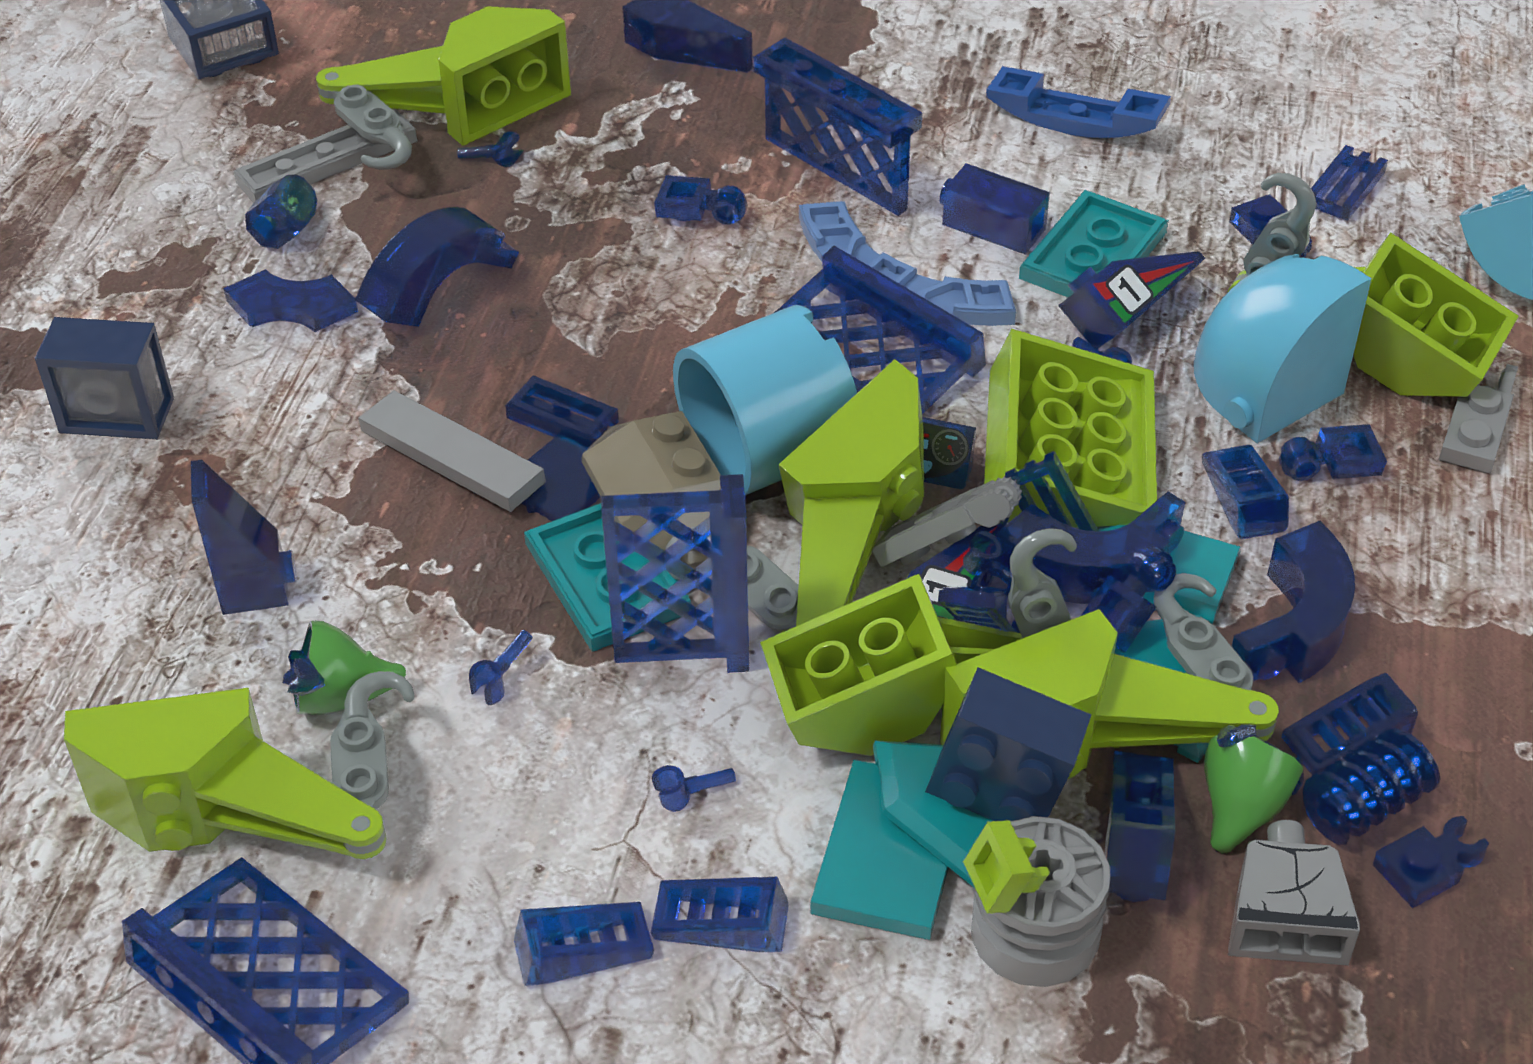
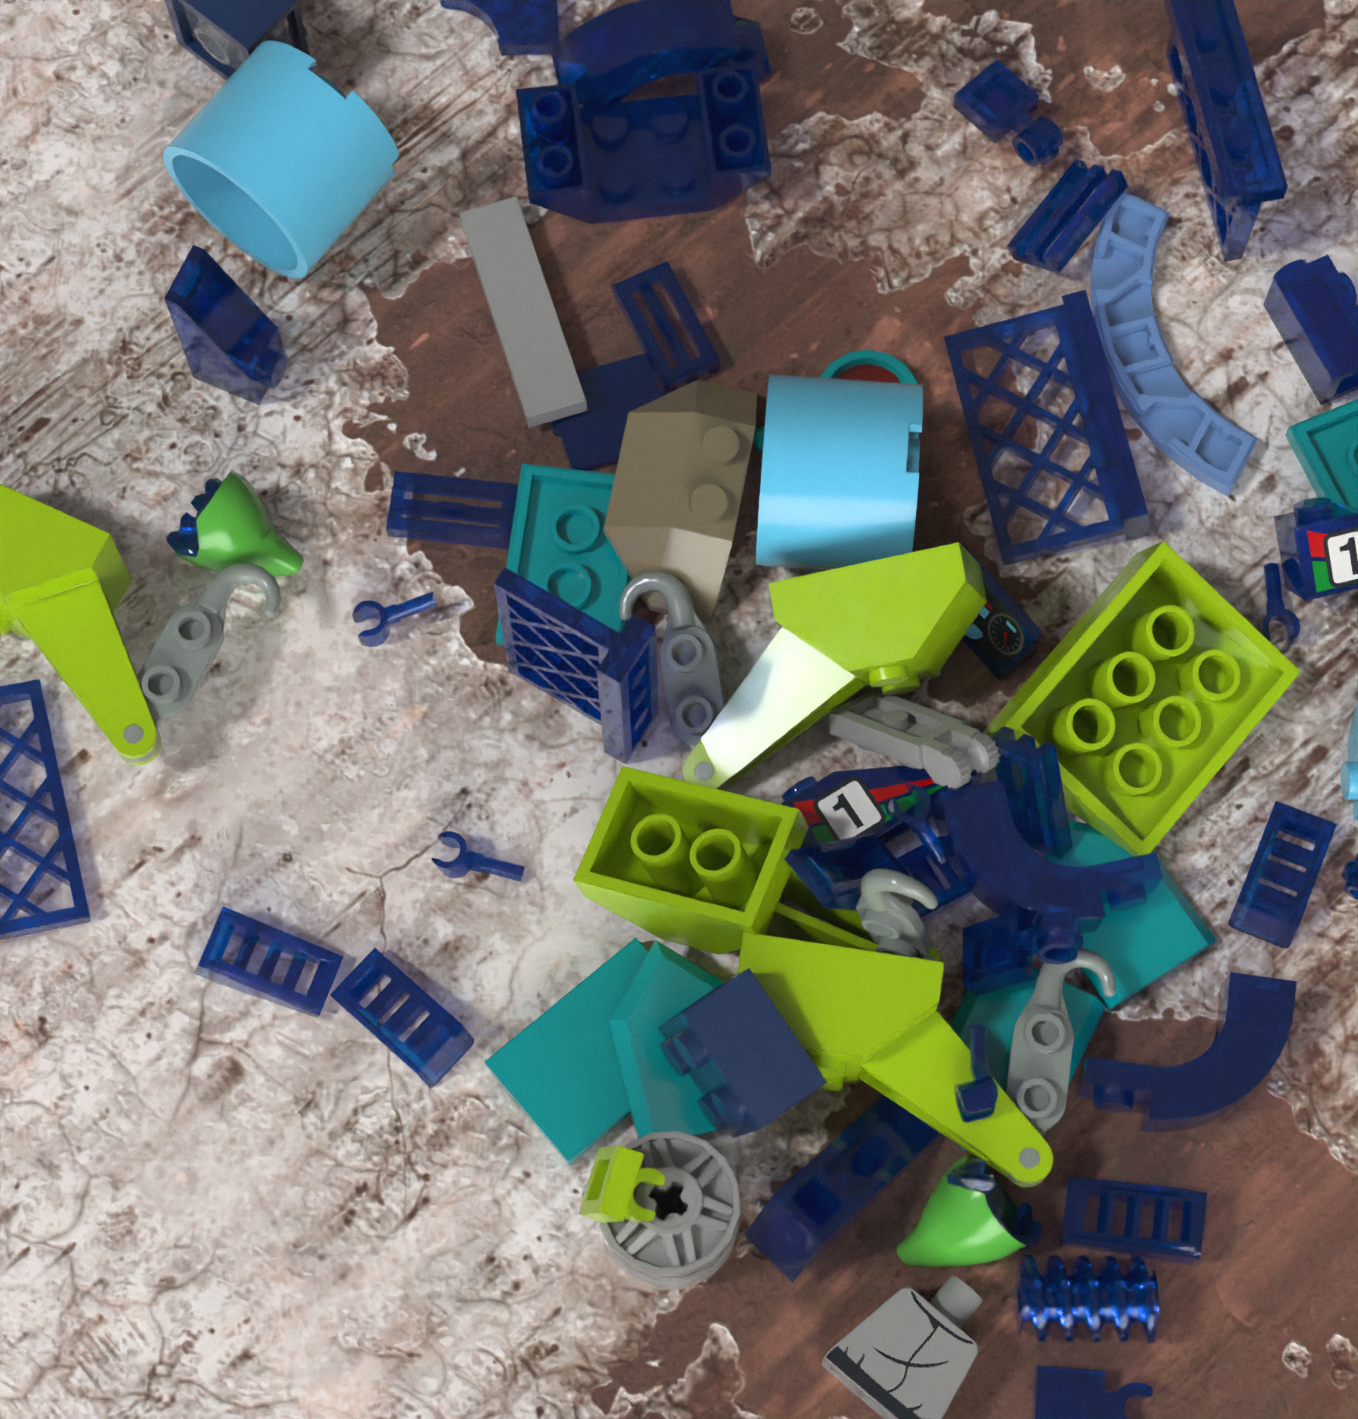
camera: 35 degrees right, 25 degrees up
(211, 402) = (281, 159): none -> medium azure brick
(479, 325) = (645, 153): none -> clear blue slope
(496, 594) = (447, 531): none -> clear blue tile
(774, 232) = (1061, 213): none -> clear blue tile
(1190, 680) = (977, 1097): none -> clear blue hand

